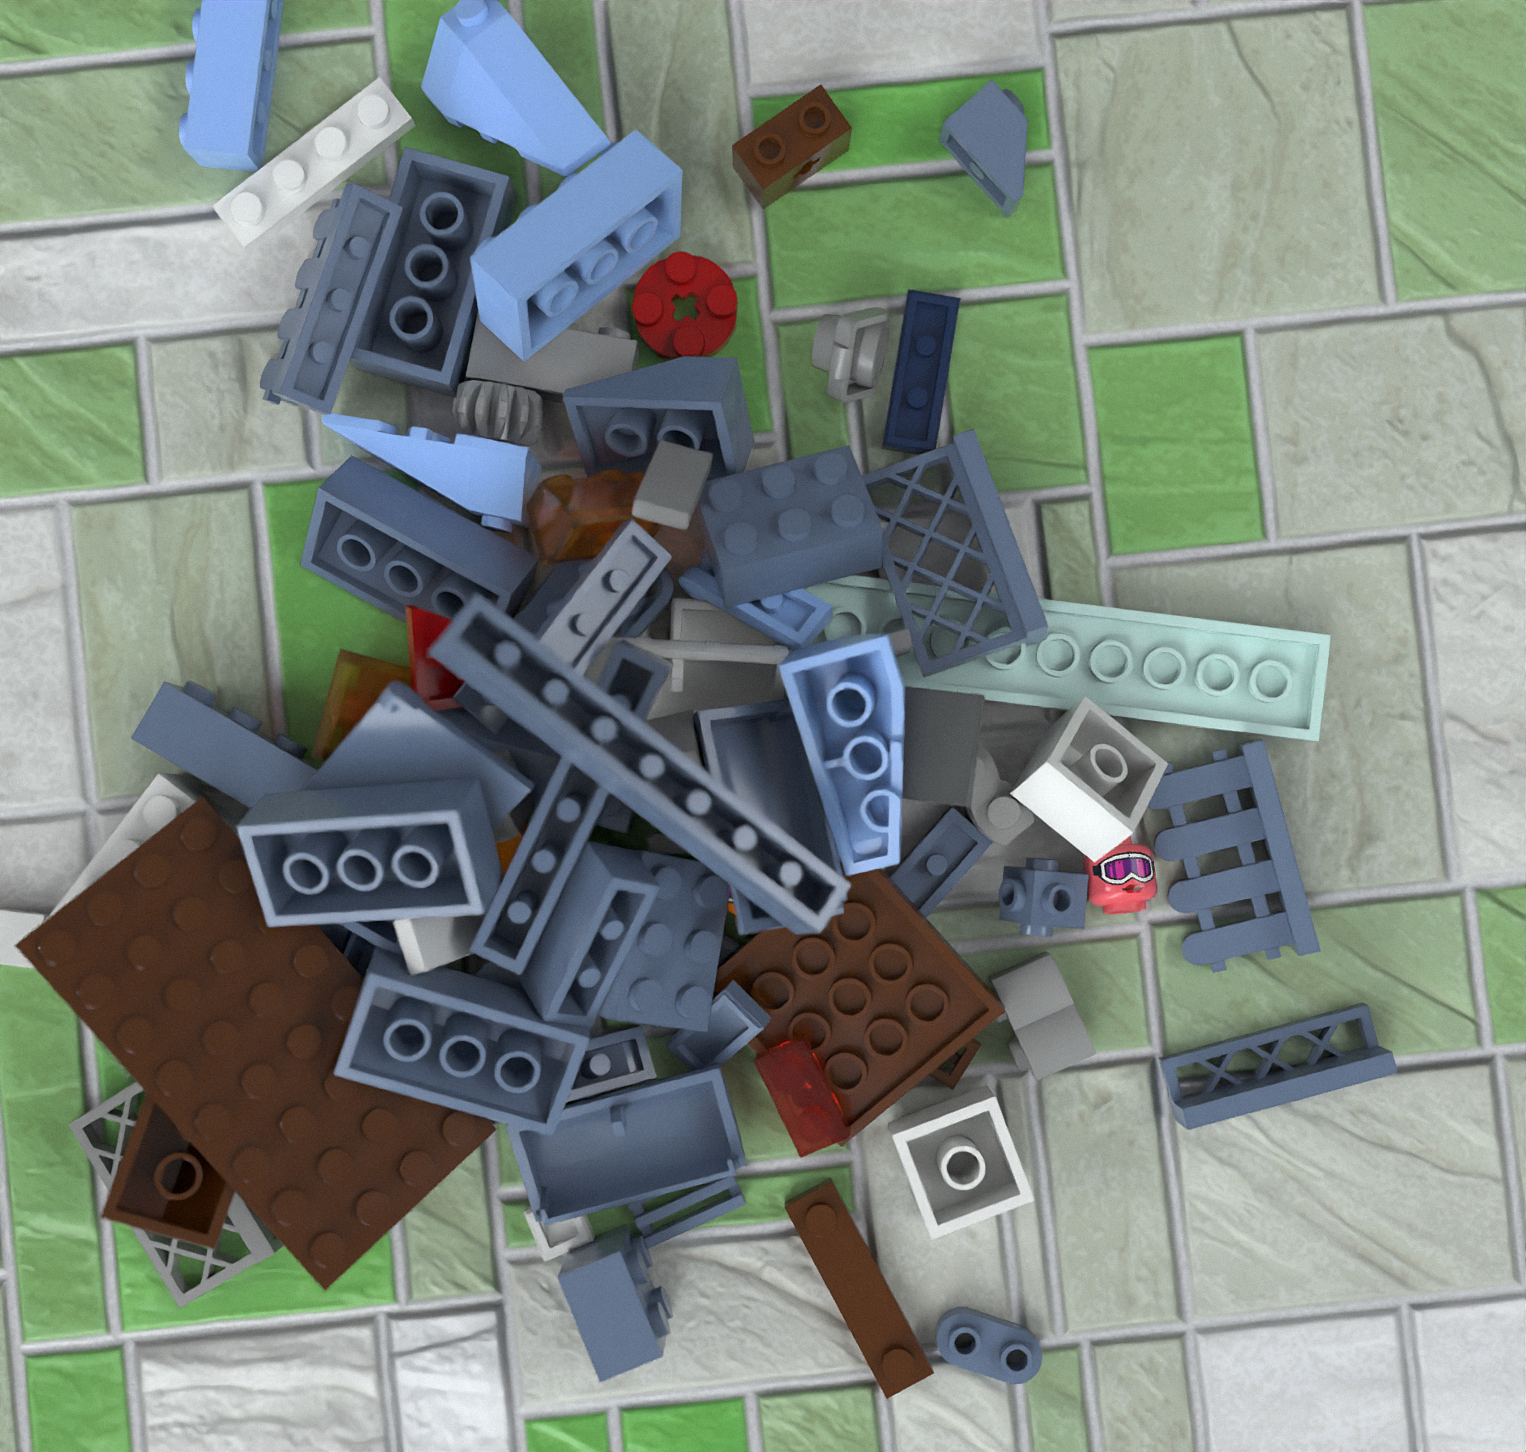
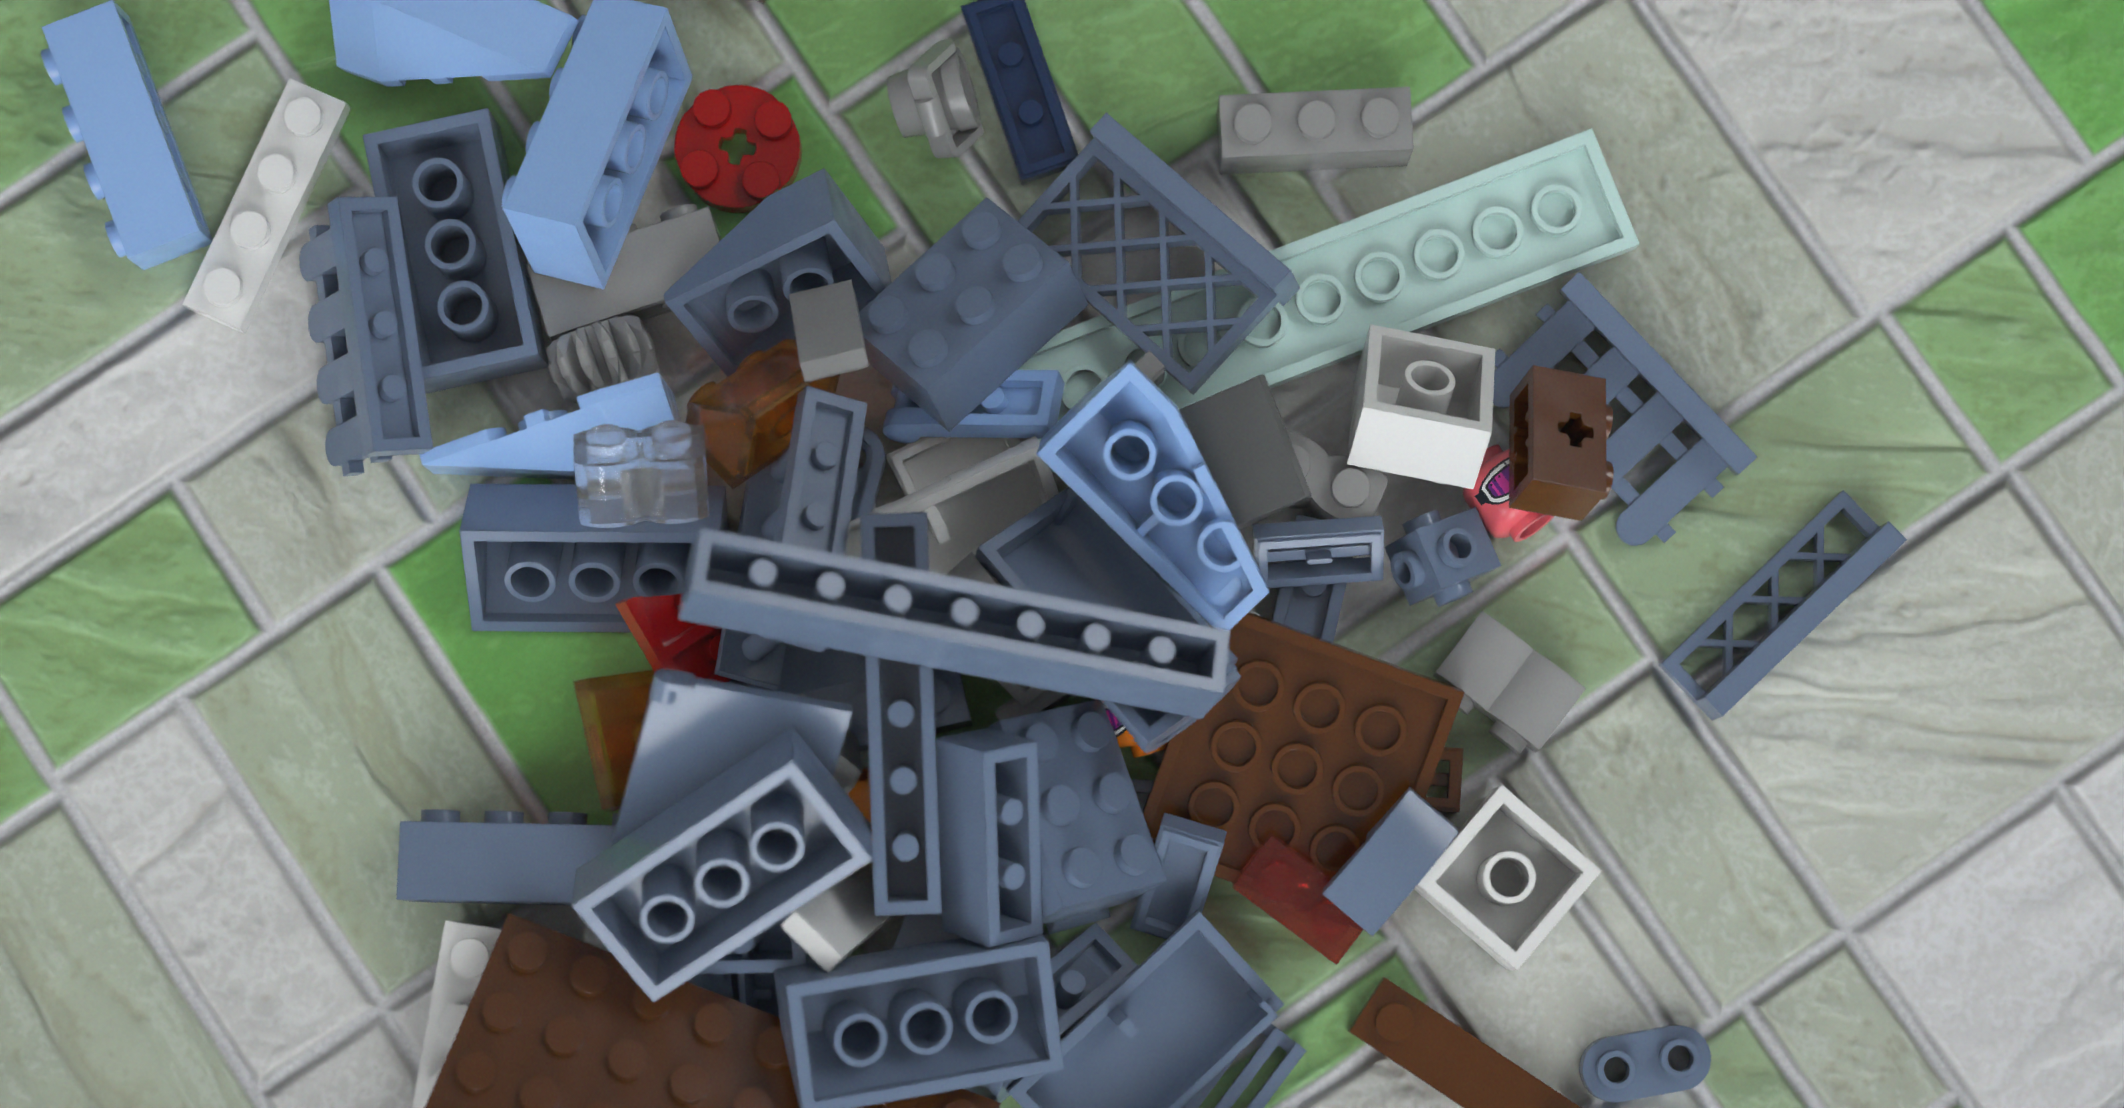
camera: 20 degrees left, 5 degrees down
(476, 518) = (641, 474): none -> clear brick
(881, 1109) = (1390, 861): none -> sand blue slope
(956, 840) = (1319, 543): none -> sand blue tile
(1122, 525) = (1314, 130): none -> light grey brick
(1178, 863) = (1559, 443): none -> reddish brown brick

